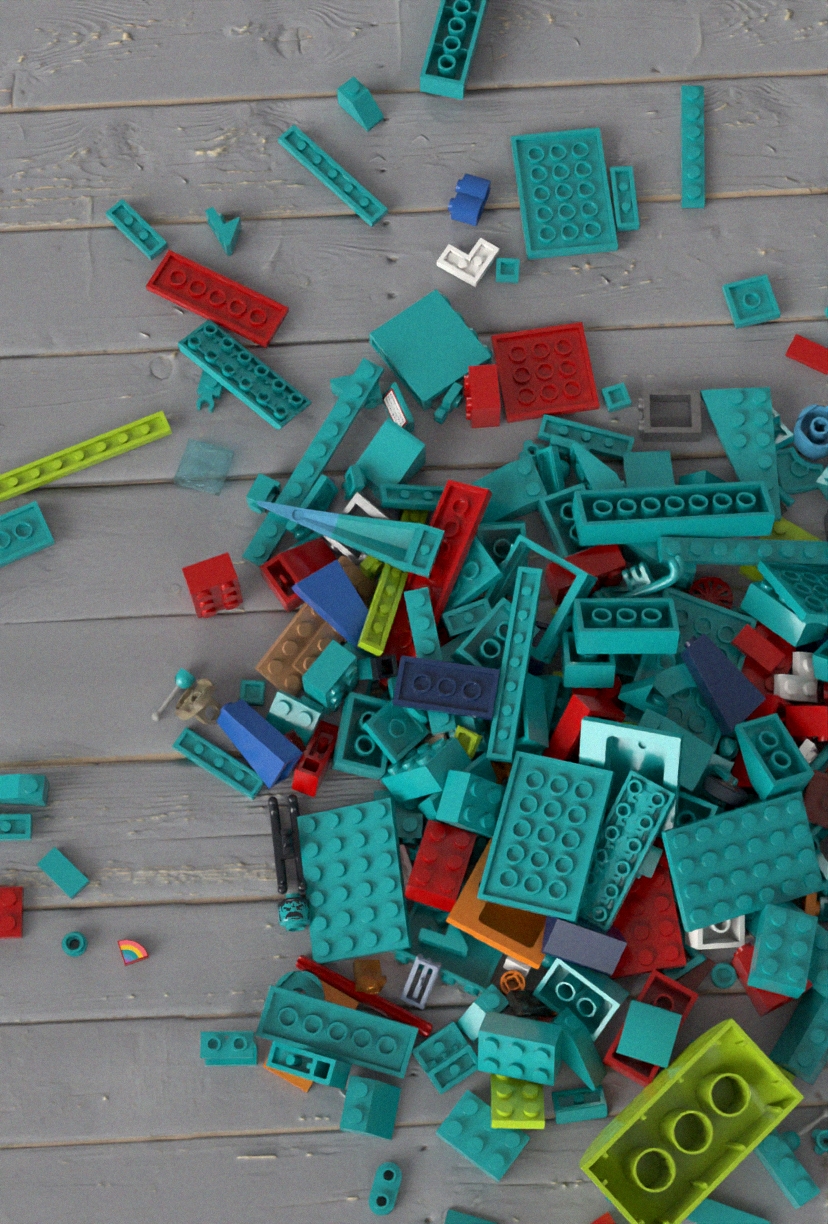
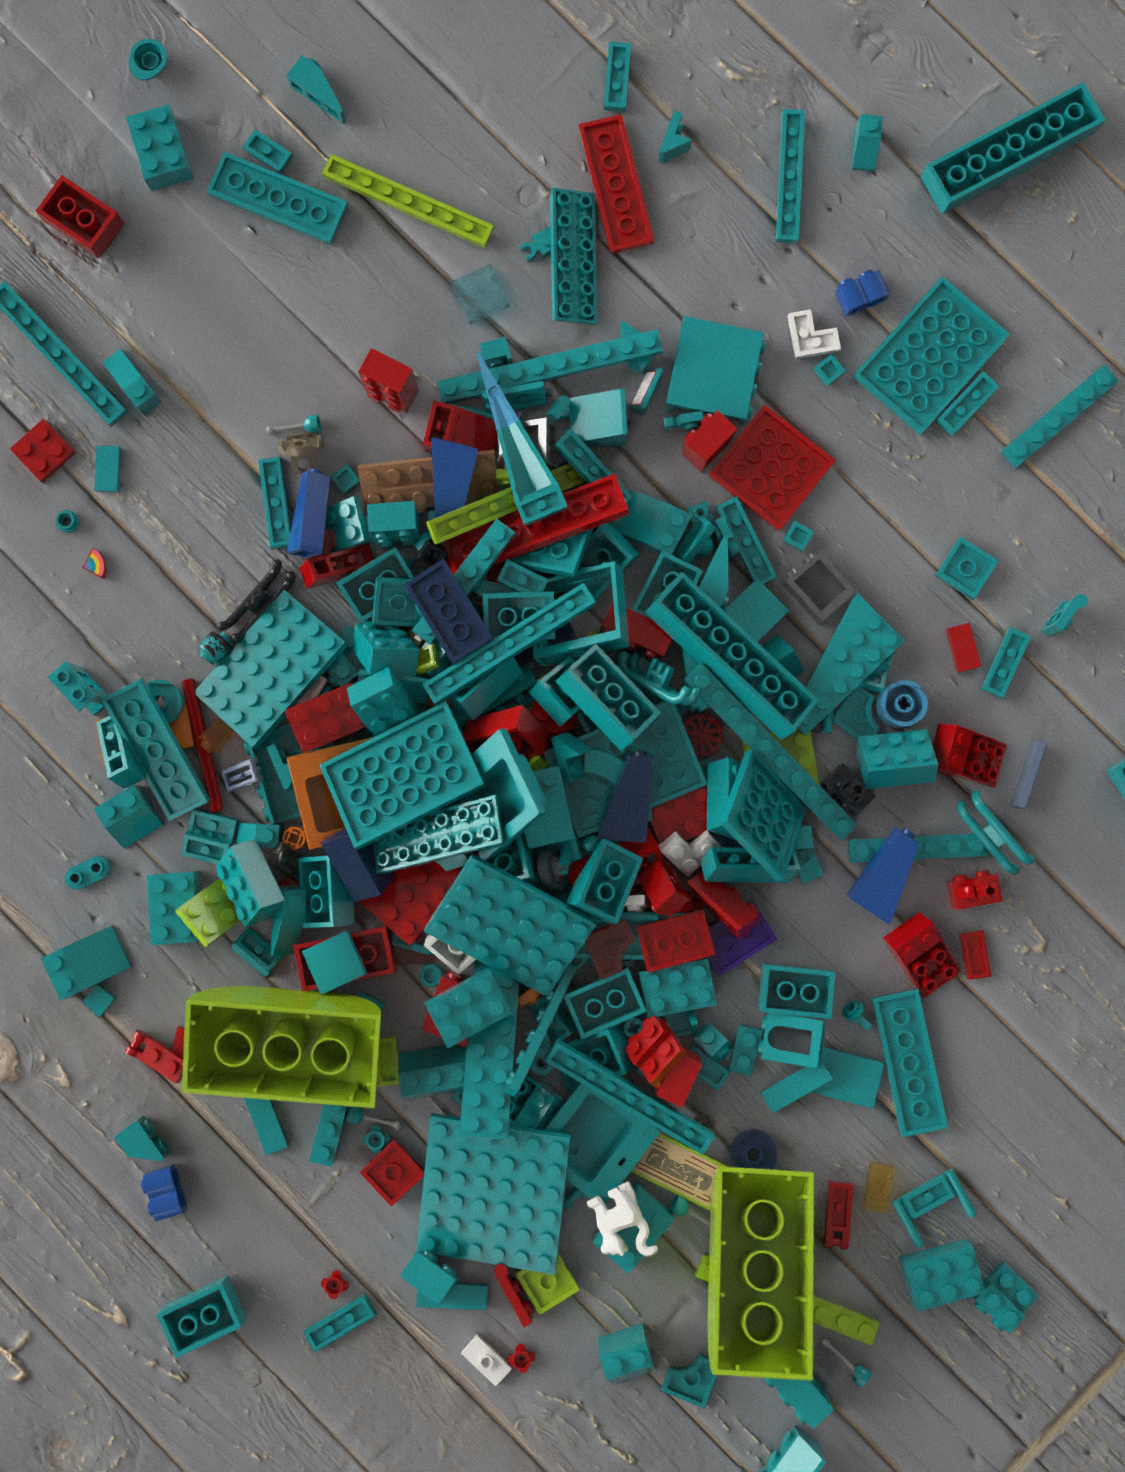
camera: 45 degrees right, 15 degrees up
(757, 649) = (684, 804): red tile -> none

